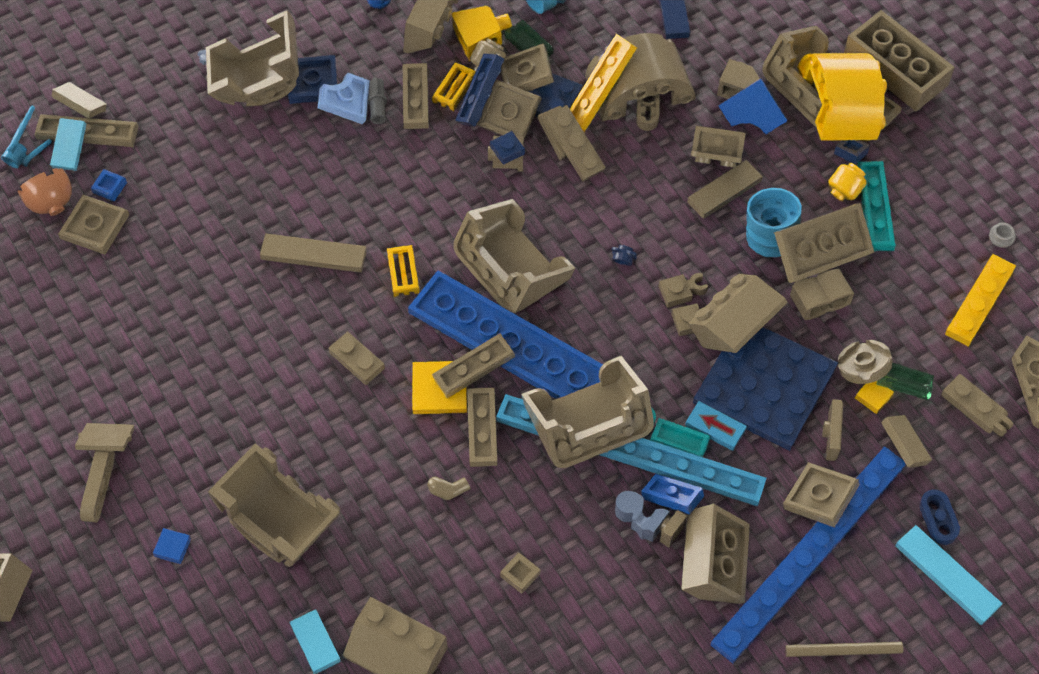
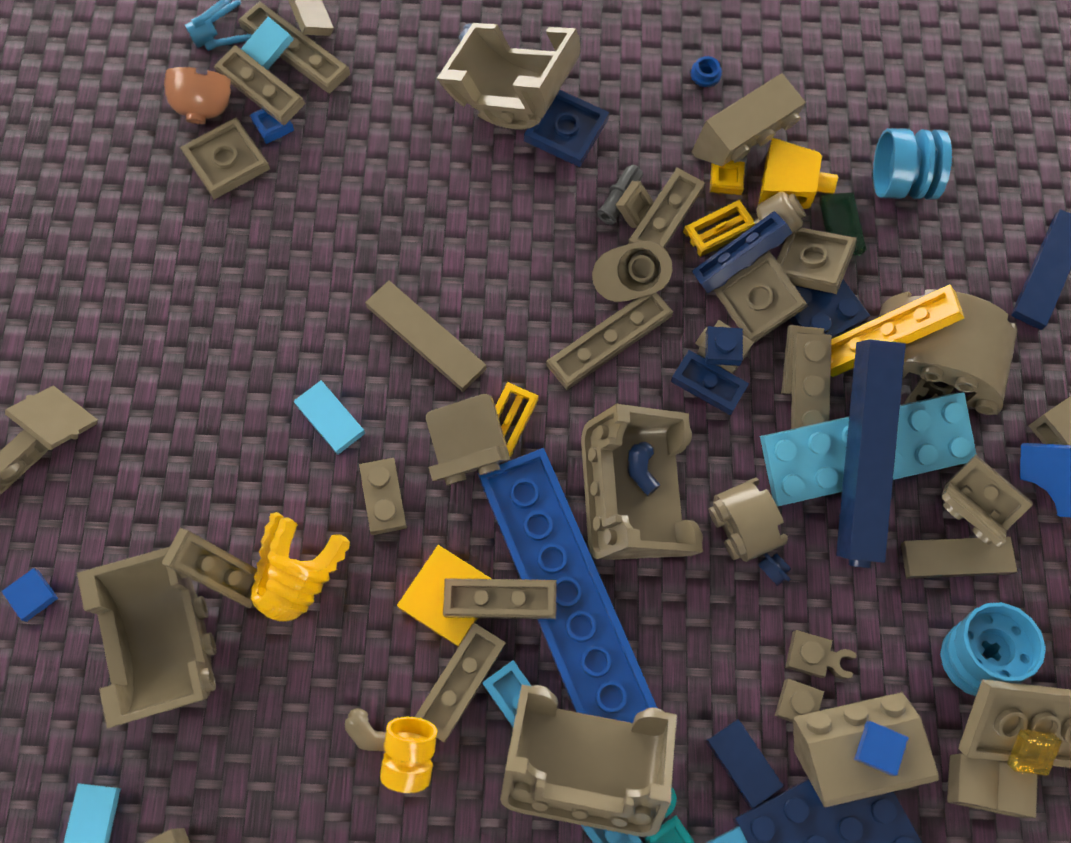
camera: 30 degrees right, 10 degrees up
(86, 164) = (260, 85): none -> dark tan tile
(287, 334) = (329, 417): none -> medium azure tile
(288, 447) = (211, 567): none -> dark tan tile
(342, 426) = (288, 585): none -> yellow hair
(346, 99) = (586, 173): light blue tile -> none
(386, 291) = (466, 439): none -> dark tan bracket
(391, 100) = (634, 204): none -> dark tan tile
(419, 139) = (632, 271): none -> dark tan piece
(431, 189) = (608, 339): none -> dark tan tile
(438, 54) = (727, 178): none -> yellow tile
(481, 476) = (408, 754): none -> yellow wheel
(503, 248) = (638, 467): none -> dark blue arm
(512, 177) = (709, 382): none -> dark blue plate
(589, 236) = (748, 520): none -> dark tan brick
(631, 159) = (811, 458): none -> medium azure plate
(634, 155) = (870, 452): none -> dark blue brick
(678, 369) = (744, 763): none -> dark blue tile
(744, 301) = (881, 748): none -> blue tile
(829, 257) = (1034, 752): none -> clear yellow tile

